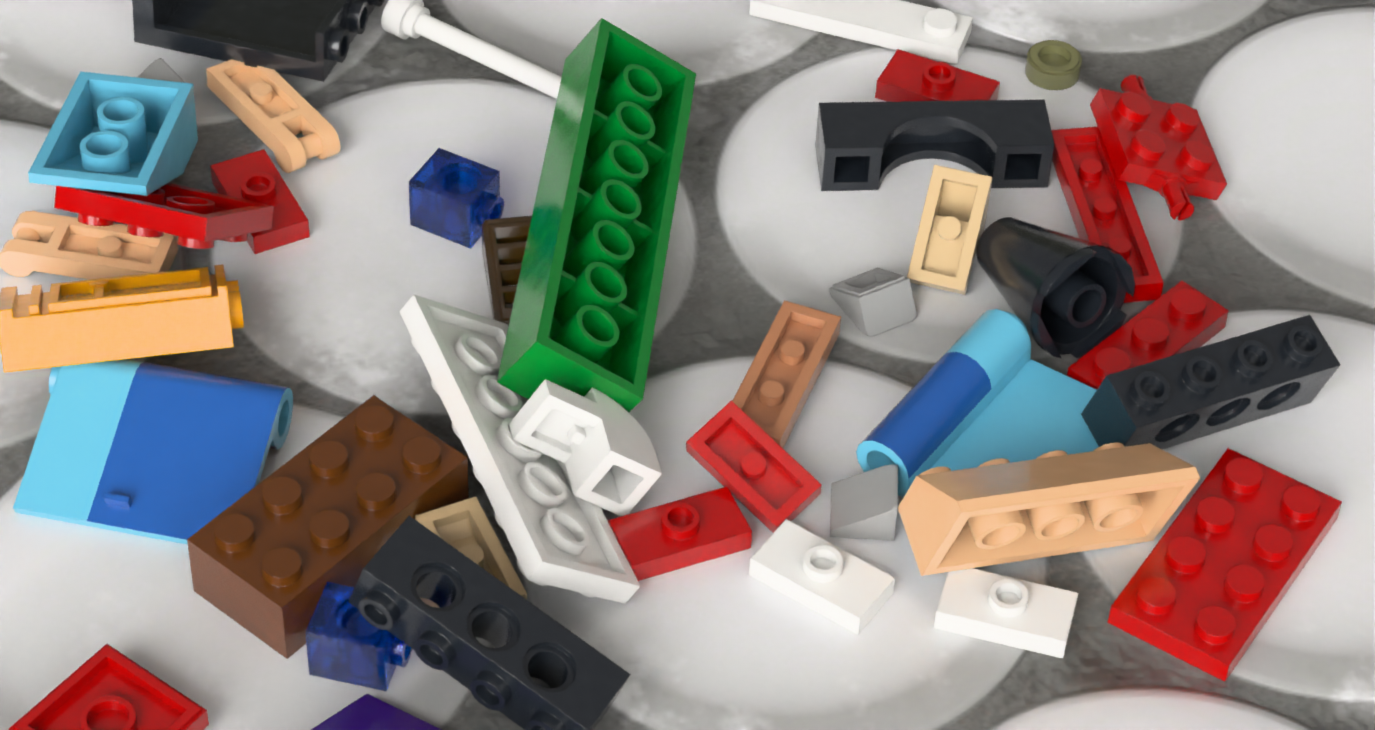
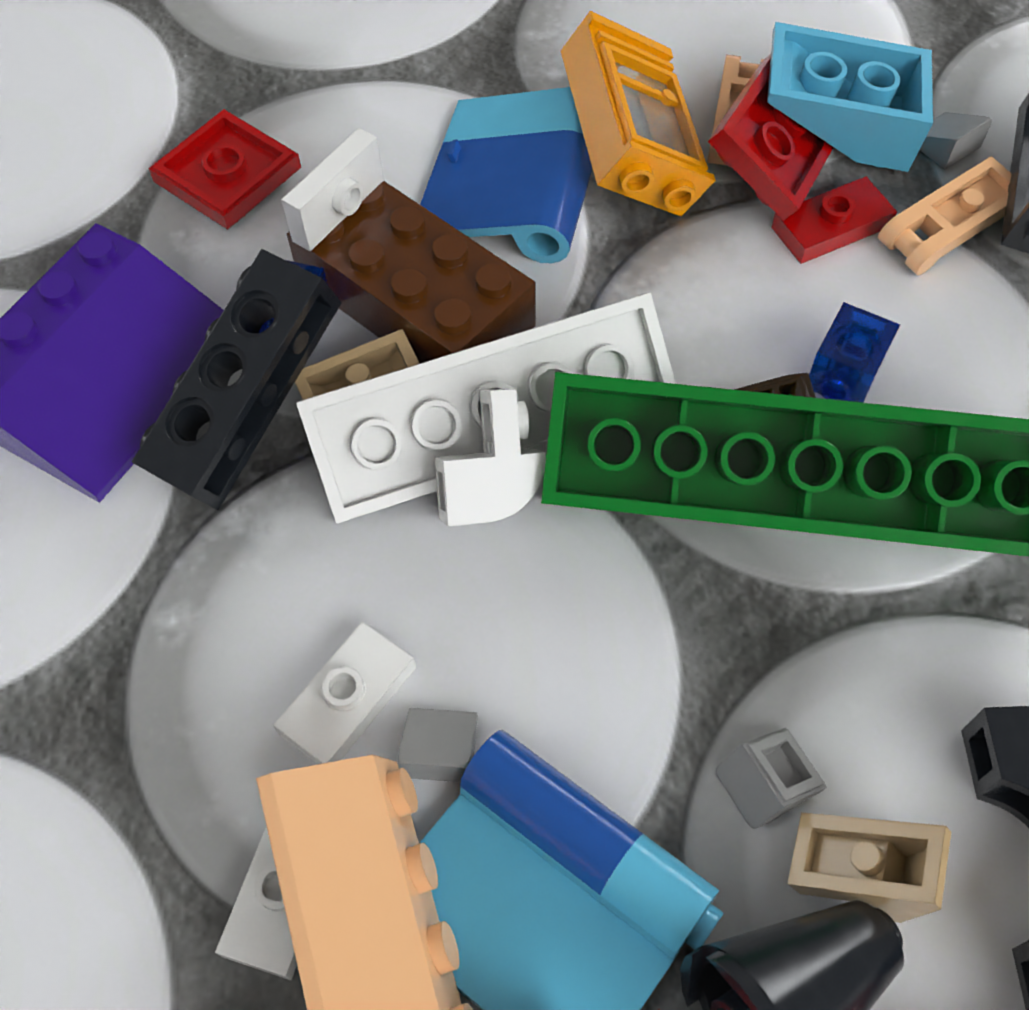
camera: 95 degrees right, 15 degrees up
(261, 528) = (333, 189): none -> white plate
(682, 533) = (411, 564): red plate -> none
(753, 467) = (477, 623): red plate -> none
(787, 368) = (623, 662): nougat plate -> none

